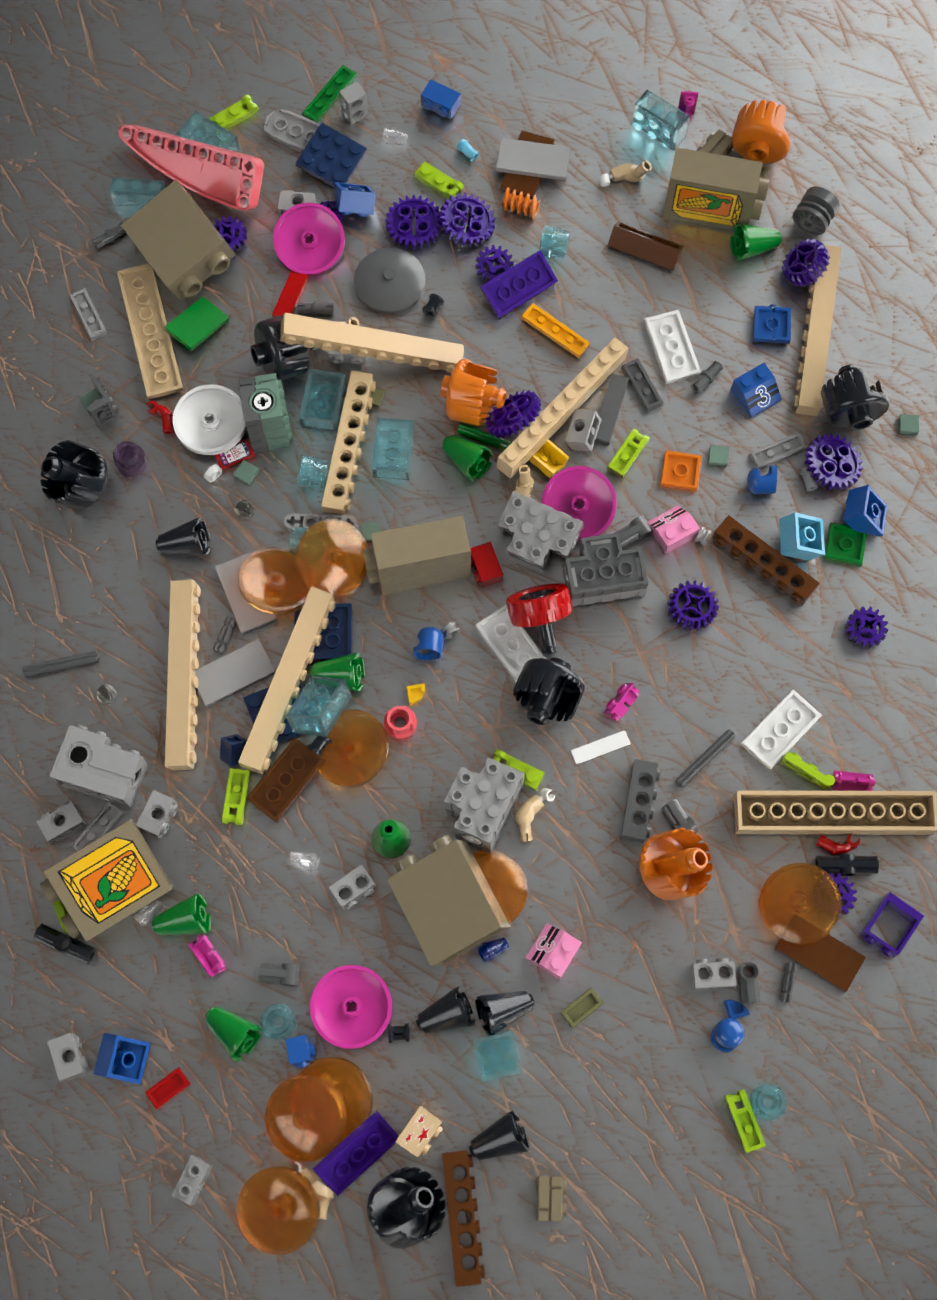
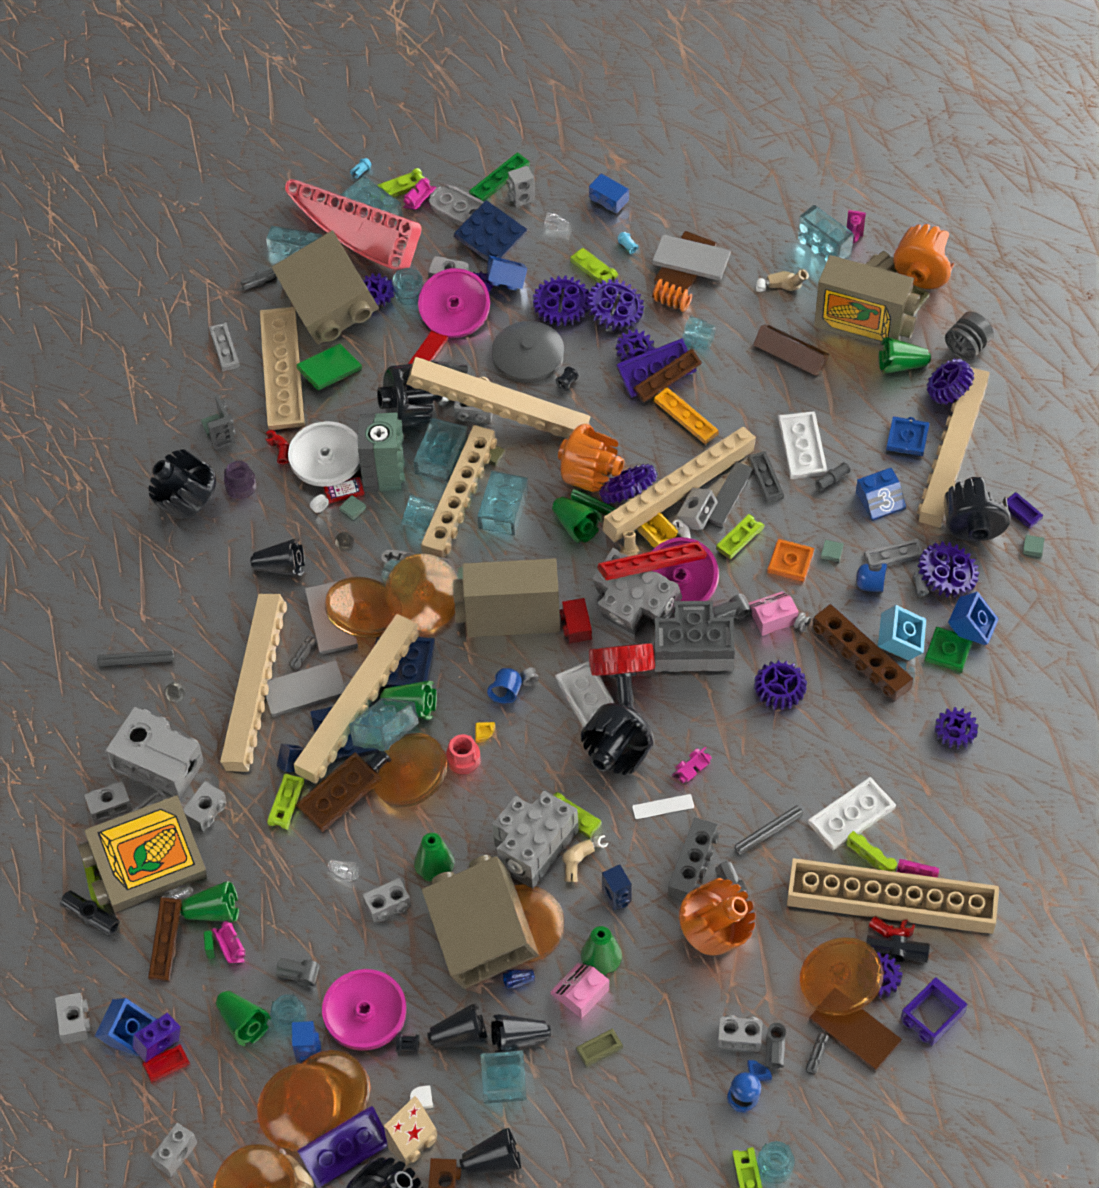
camera: 10 degrees right, 15 degrees down
(143, 961) = (165, 939): none -> reddish brown tile
(154, 1067) = (156, 1037): none -> dark purple brick
(188, 959) = (209, 944): none -> green tile
(192, 97) = (361, 167): none -> medium azure pin
(249, 128) = (414, 199): none -> dark pink hinge
(259, 226) = (407, 286): none -> clear light blue piece
(421, 1086) = (424, 1095): none -> white tile
(531, 290) = (667, 375): none -> reddish brown tile
(553, 500) = (651, 560): none -> red tile
(565, 918) = (601, 951): none -> green cone
(573, 454) = (683, 529): none -> white arm
(573, 844) = (617, 887): none -> dark blue brick
(893, 388) = (1023, 510): none -> dark purple tile

